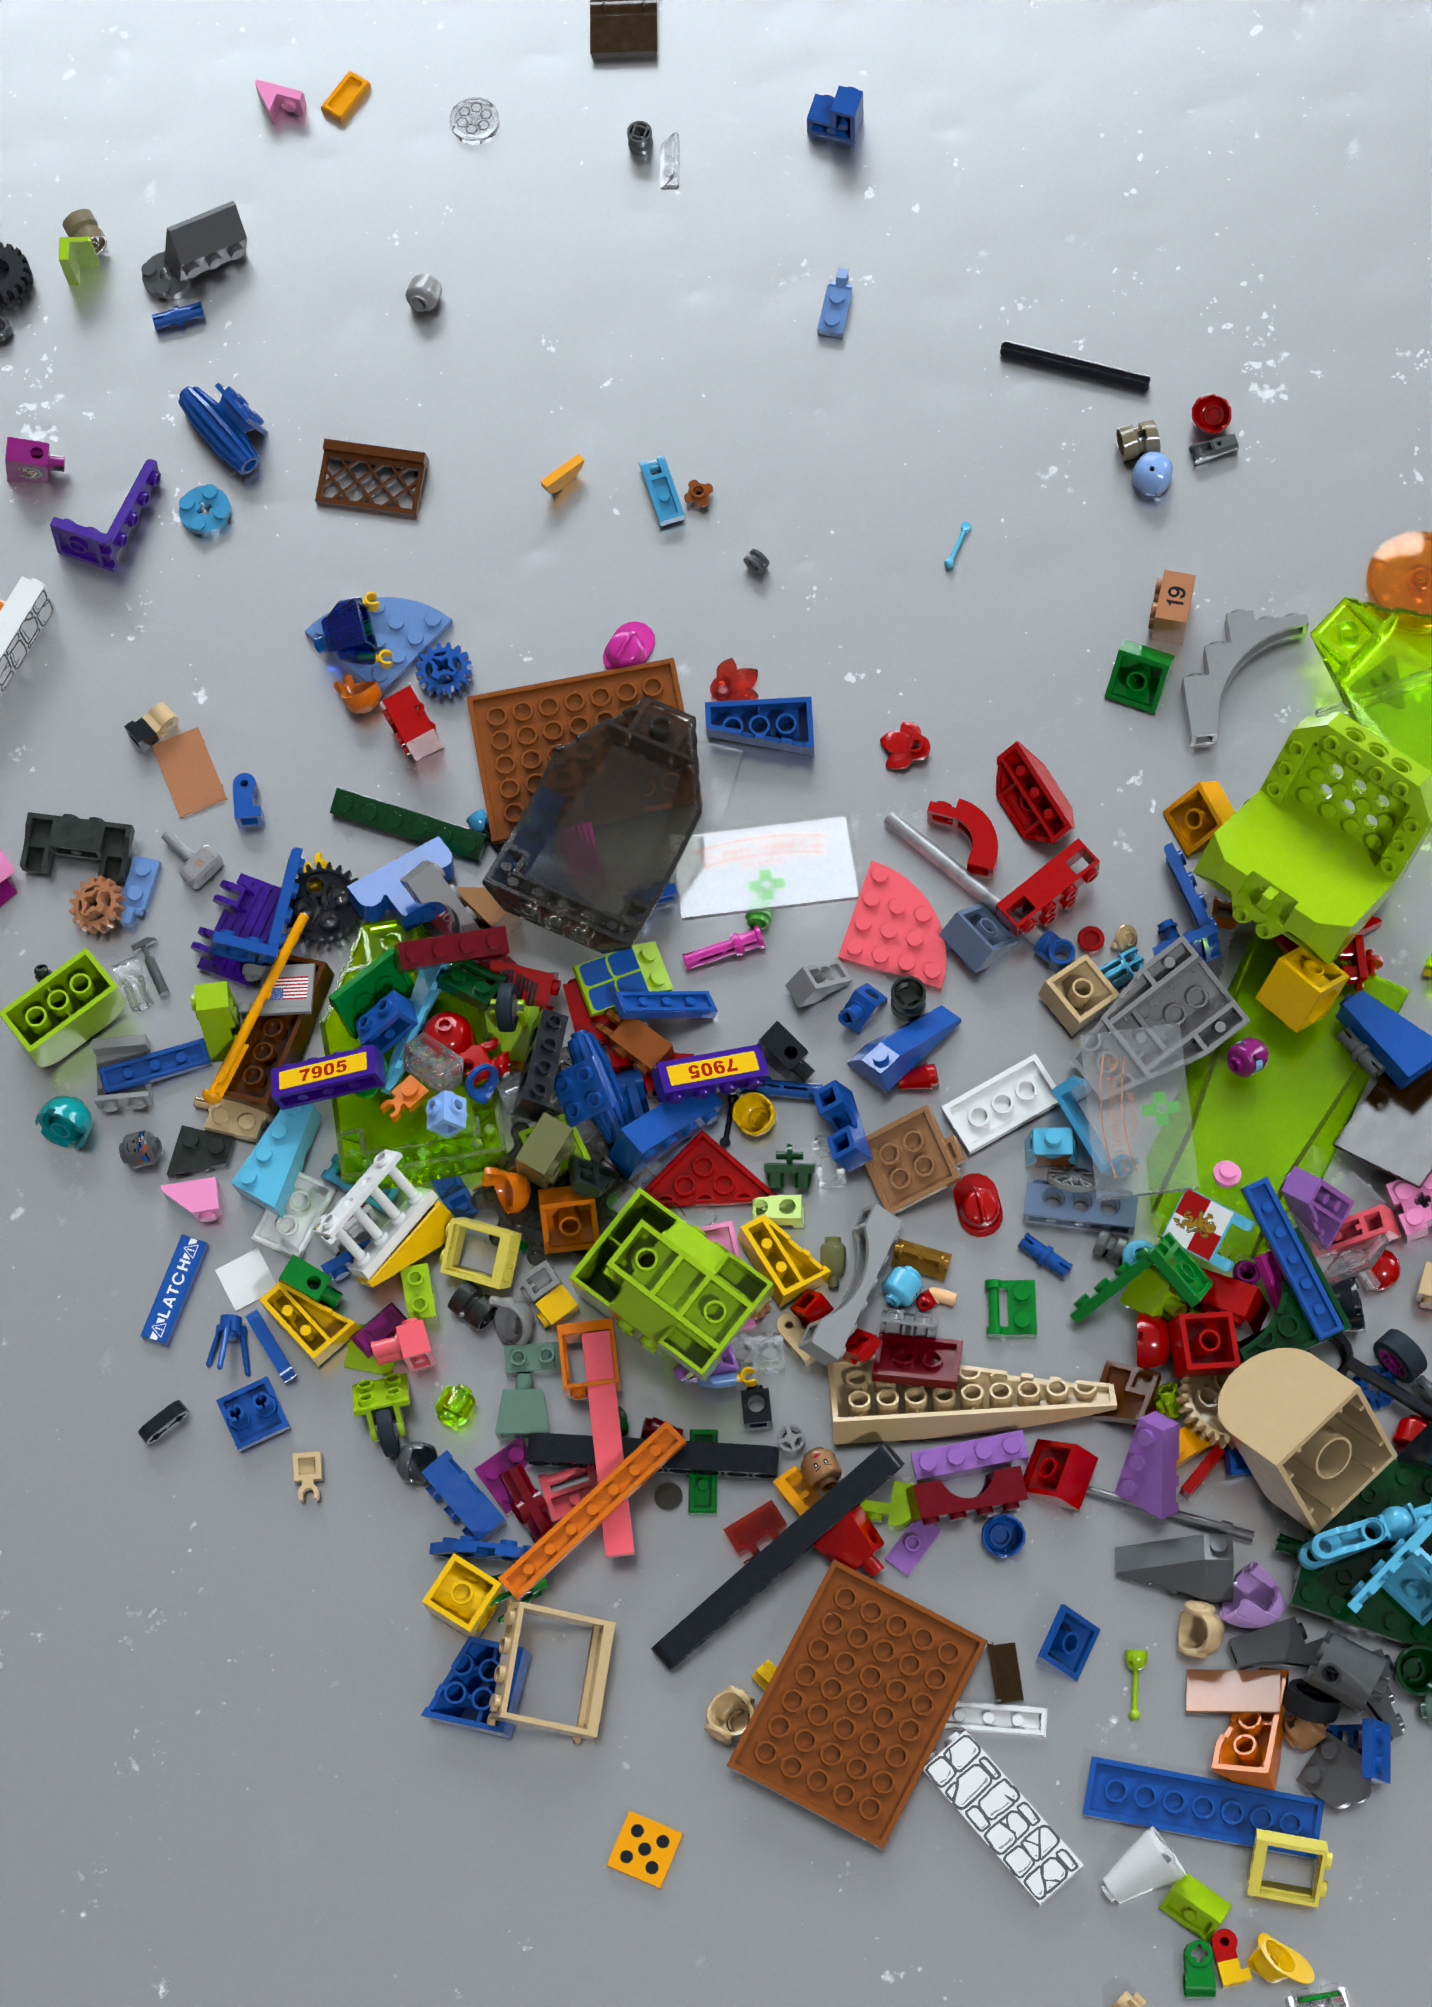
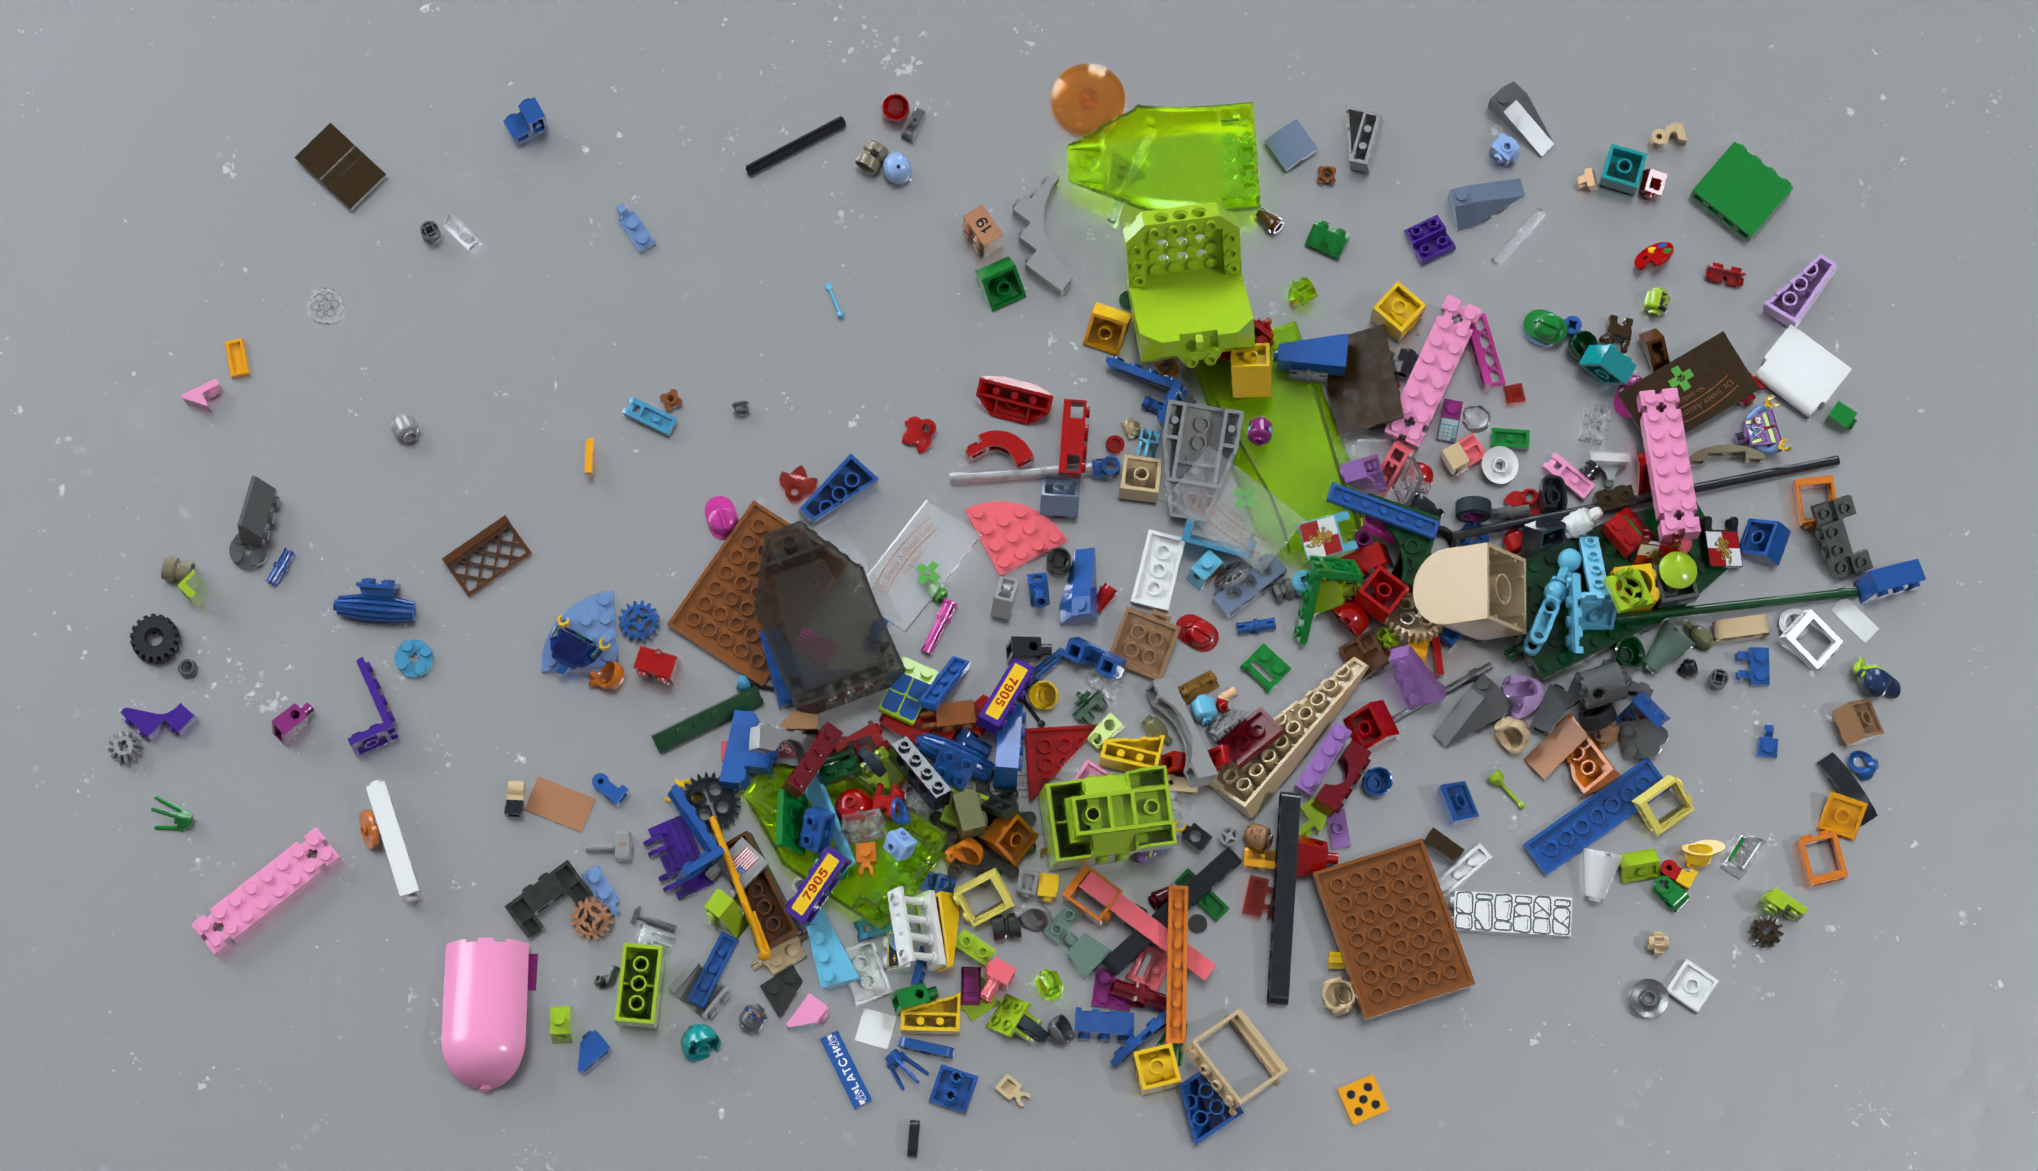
camera: 55 degrees left, 5 degrees up
(1226, 1174) = (1311, 499): bright pink plate -> none

